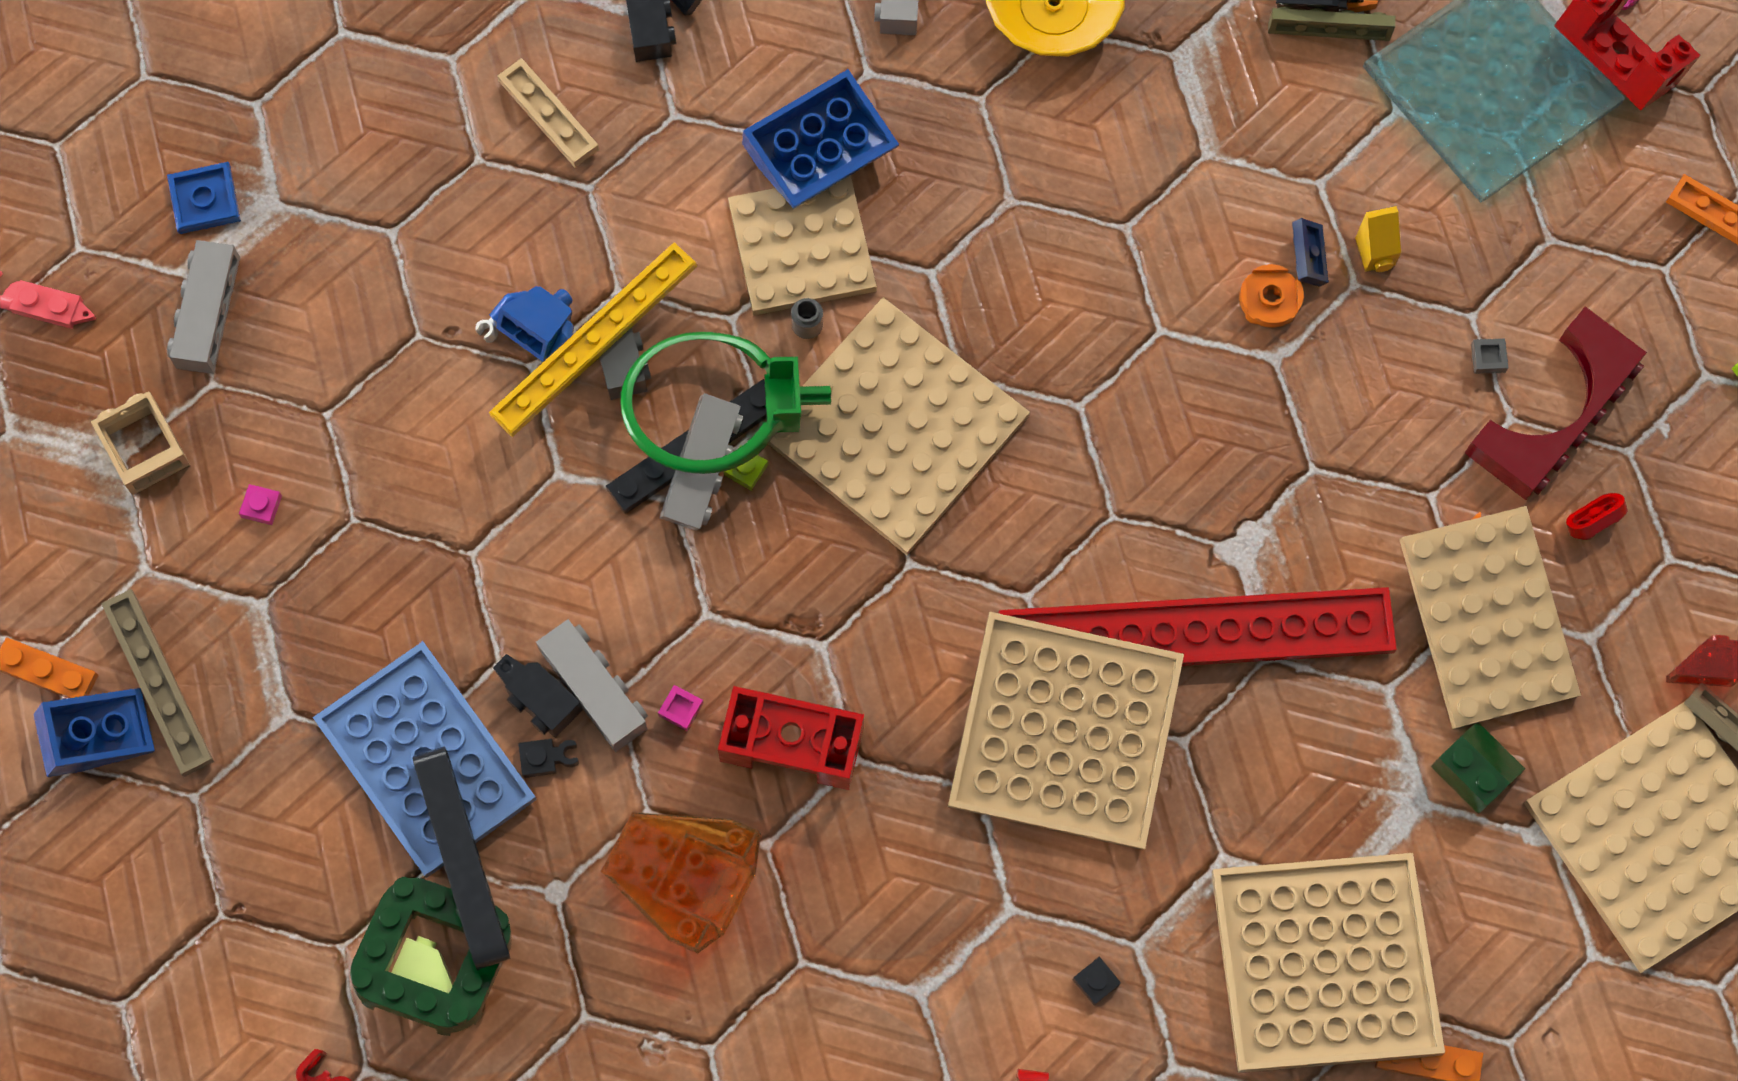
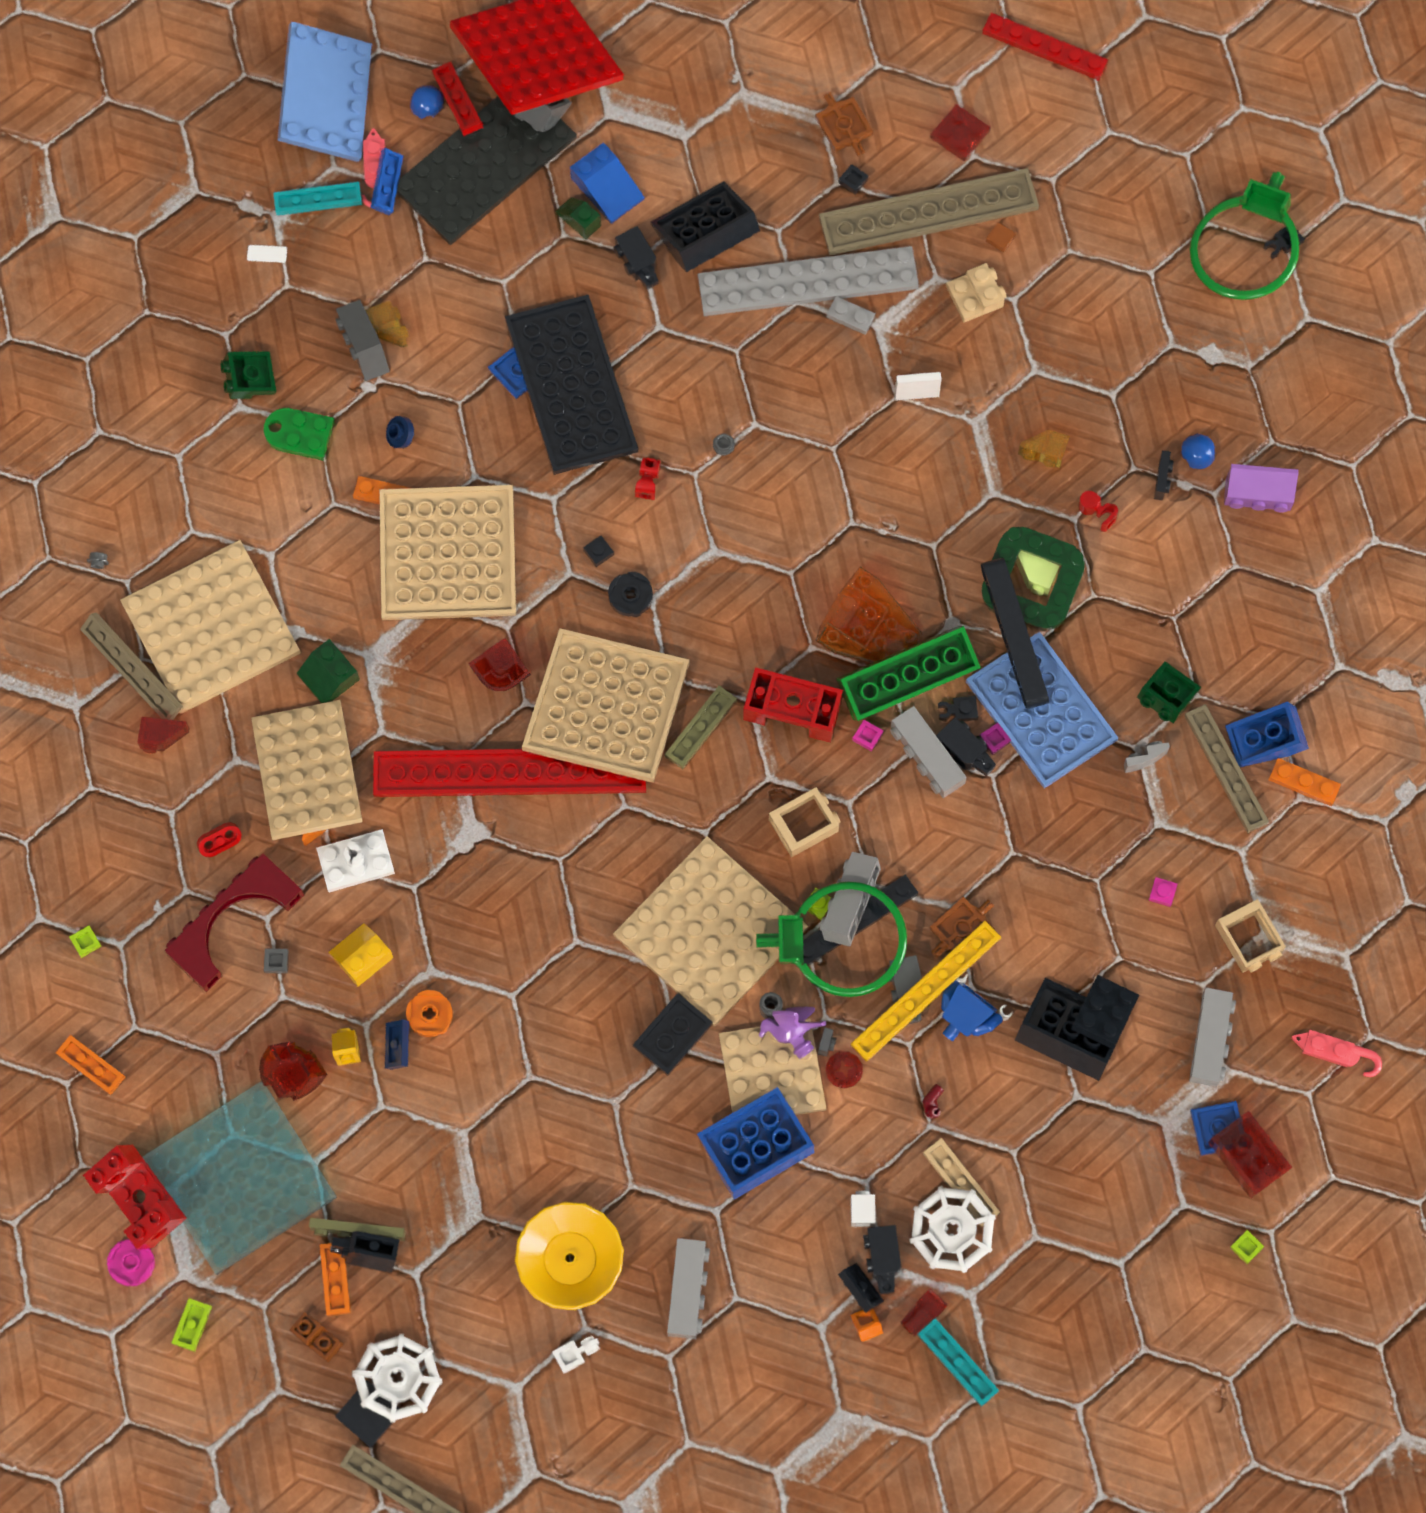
camera: 175 degrees left, 0 degrees up
(162, 153) = (1249, 1154): none -> clear red brick
(176, 50) = (1247, 1247): none -> lime plate
(234, 789) = (1168, 692): none -> dark green plate
(263, 696) = (1152, 754): none -> light grey slope
(348, 328) = (1105, 1012): none -> black plate
(394, 311) = (1050, 1032): none -> black slope
(494, 711) = (995, 738): none -> magenta plate
(546, 441) = (958, 924): none -> dark orange plate
(555, 67) = (966, 1231): none -> white plate
(588, 212) = (930, 1102): none -> dark red arm
(621, 793) = (908, 673): none -> green brick
(676, 73) = (862, 1209): none -> white brick
(718, 254) = (838, 1078): none -> clear red gear
(729, 278) = (827, 1042): none -> dark grey plate
(774, 284) = (791, 1028): none -> medium lavender animal
(785, 540) = (786, 836): none -> tan window
(924, 710) = (700, 727): none -> olive plate
(939, 282) = (672, 1034): none -> black plate
(1049, 929) = (627, 582): none -> black plate
(1228, 778) = (499, 667): none -> clear red brick
(1375, 368) = (361, 954): none -> yellow slope
(1400, 500) = (355, 860): none -> white plate
(1447, 205) = (290, 1070): none -> clear red brick

